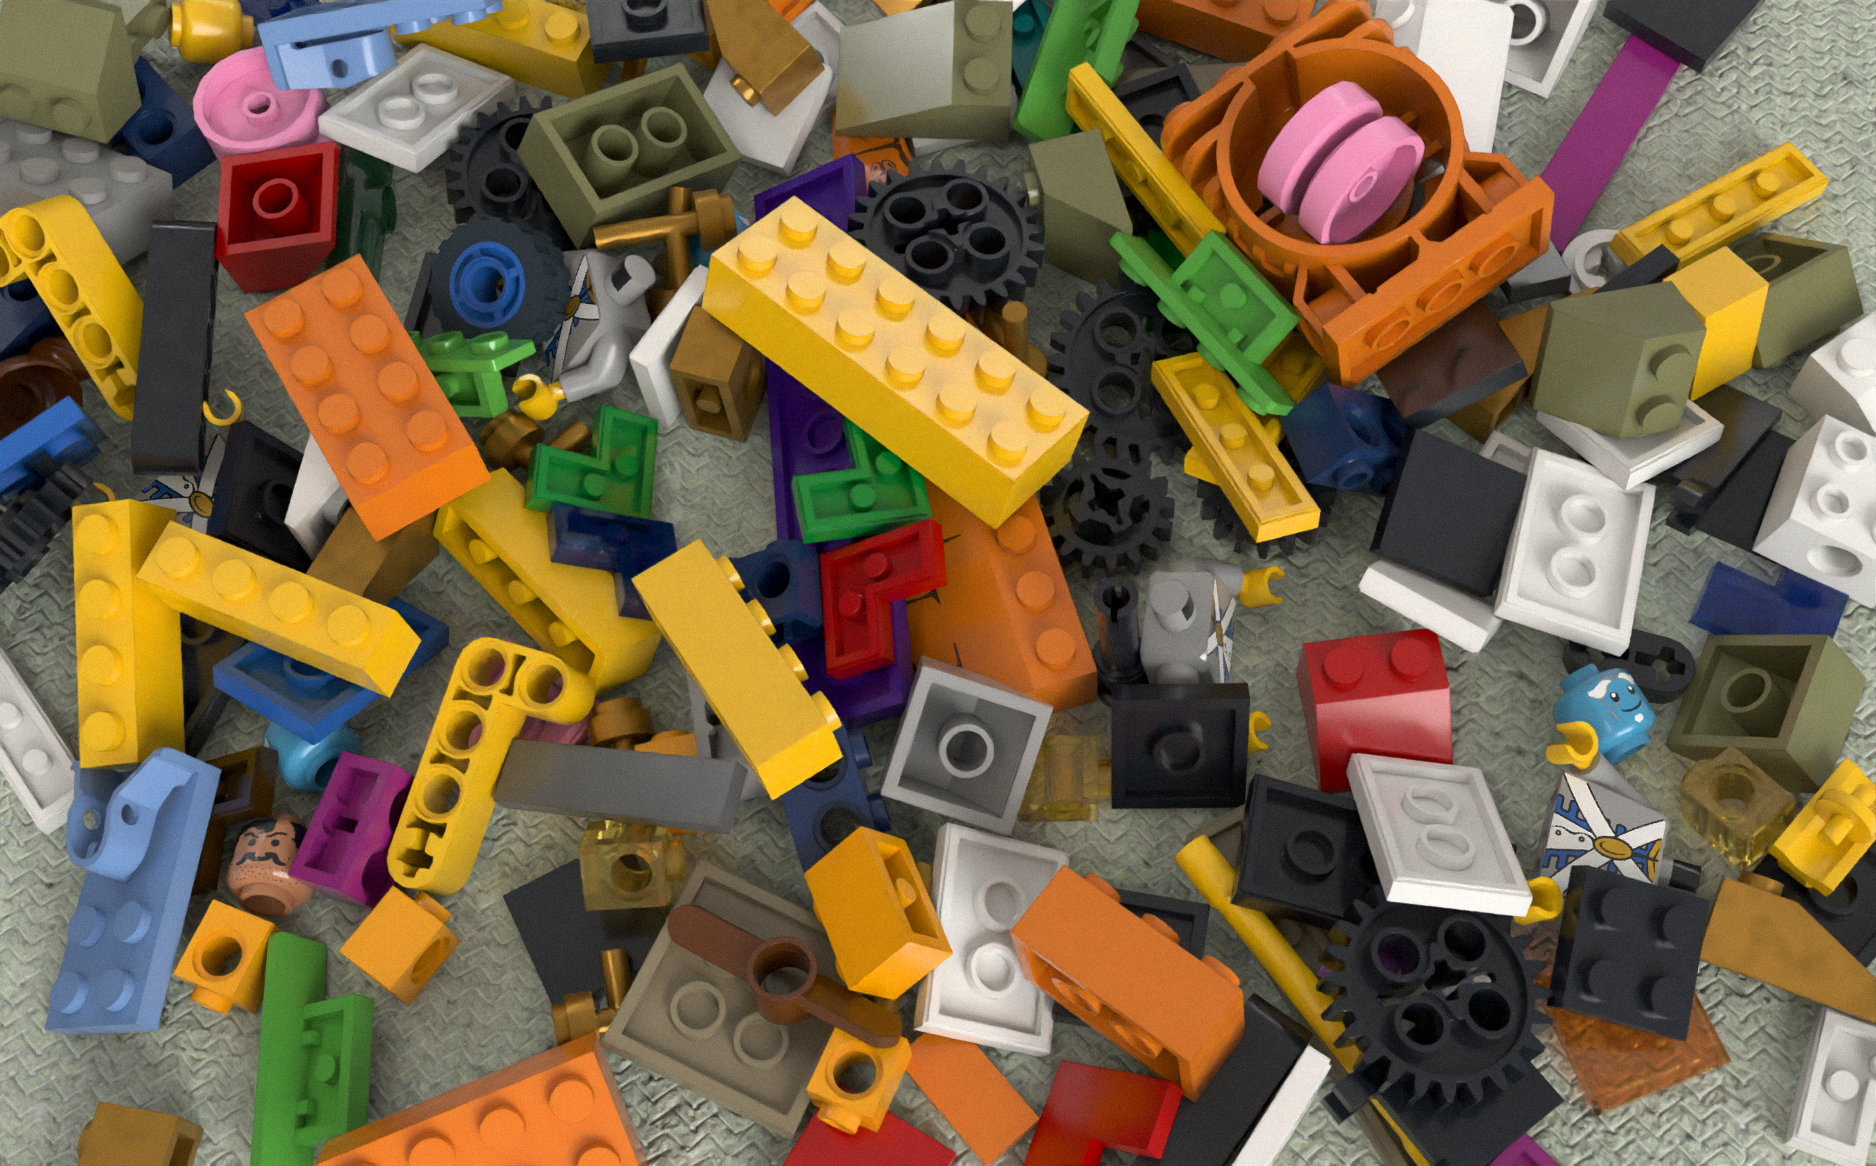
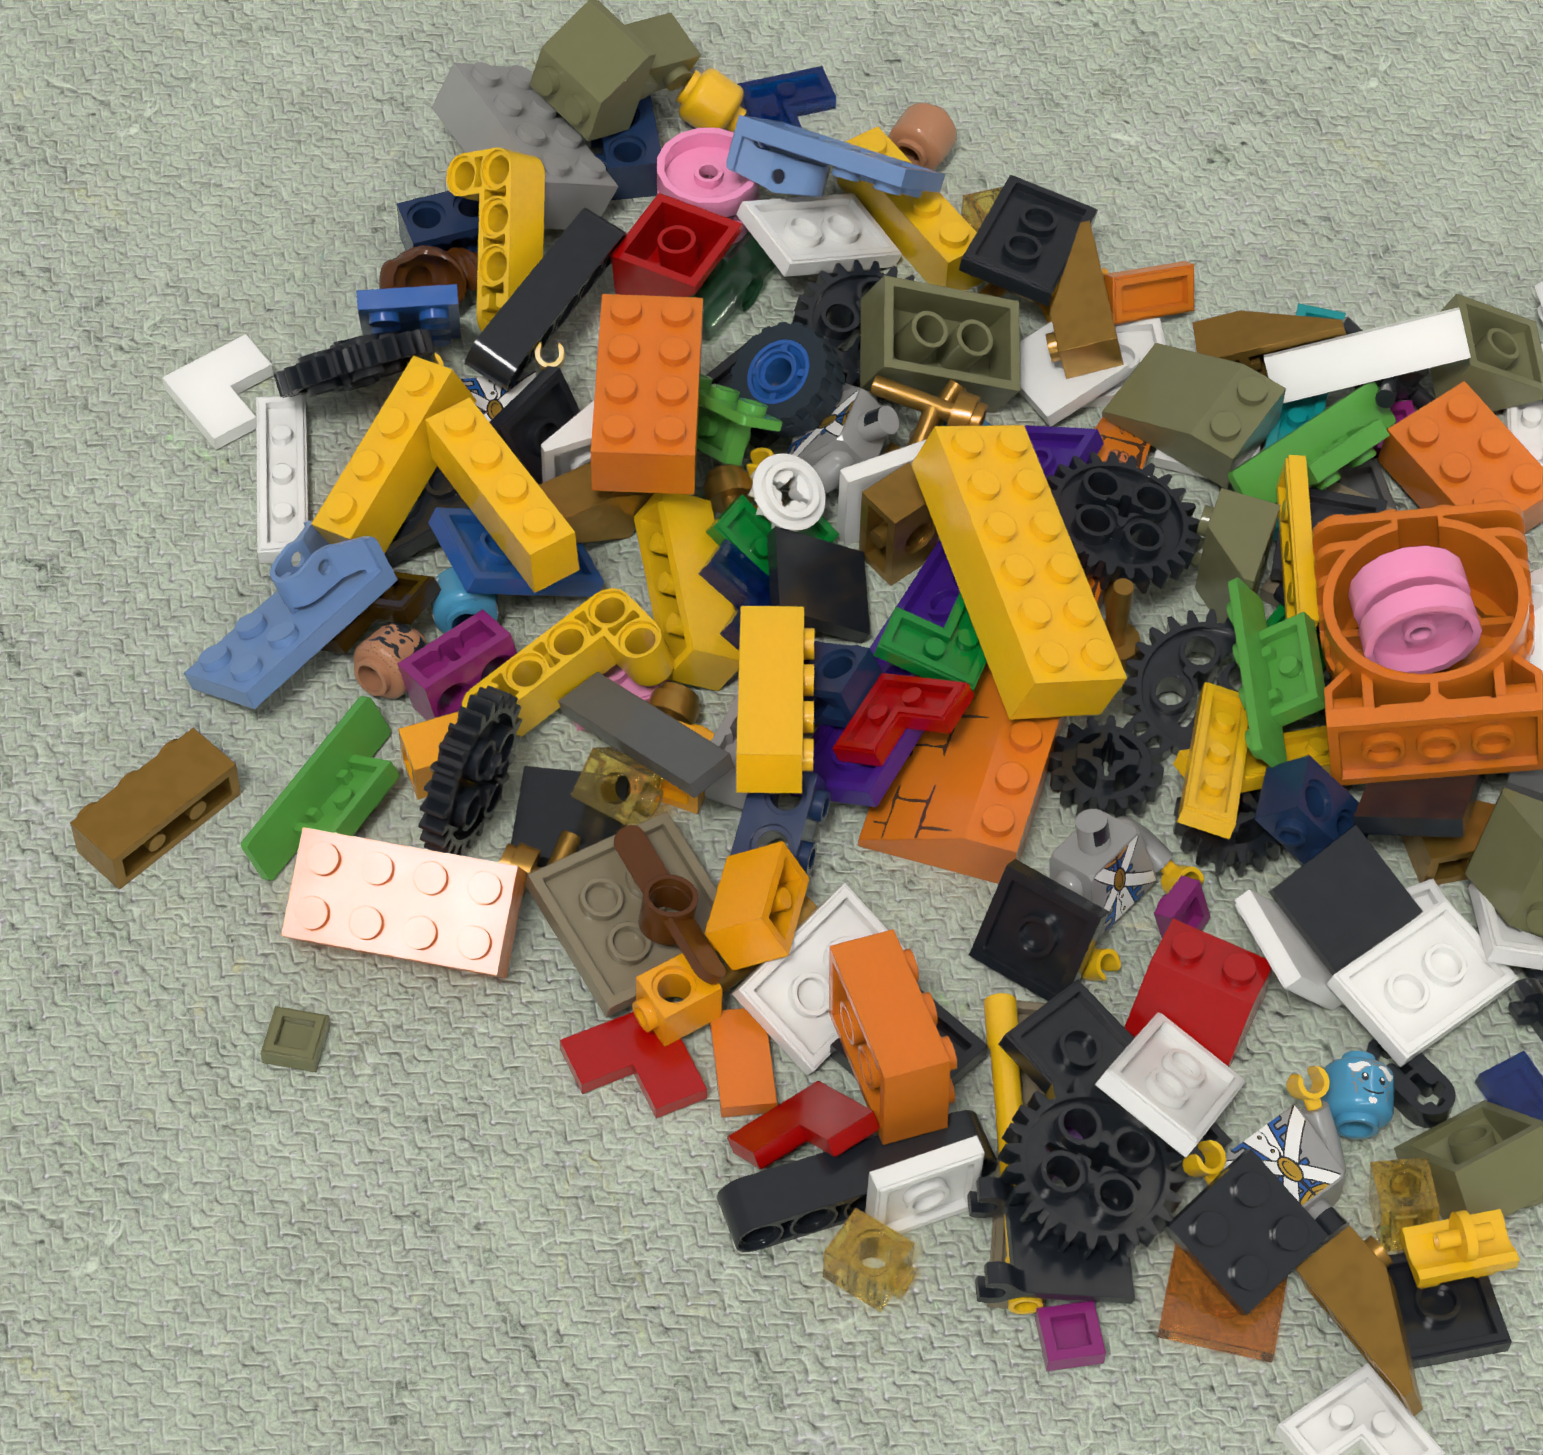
camera: 25 degrees right, 10 degrees down
(217, 937) = (328, 681): light orange brick -> none
(458, 962) = (470, 771): none -> black gear
(597, 396) = (804, 486): none -> white gear
(677, 491) = (823, 580): none -> black tile
(965, 746) = (889, 841): light grey slope -> none
(1066, 781) = (943, 911): clear yellow brick -> none
(1119, 644) = (1043, 823): black pin -> none
(1290, 622) = (1184, 903): none -> magenta plate

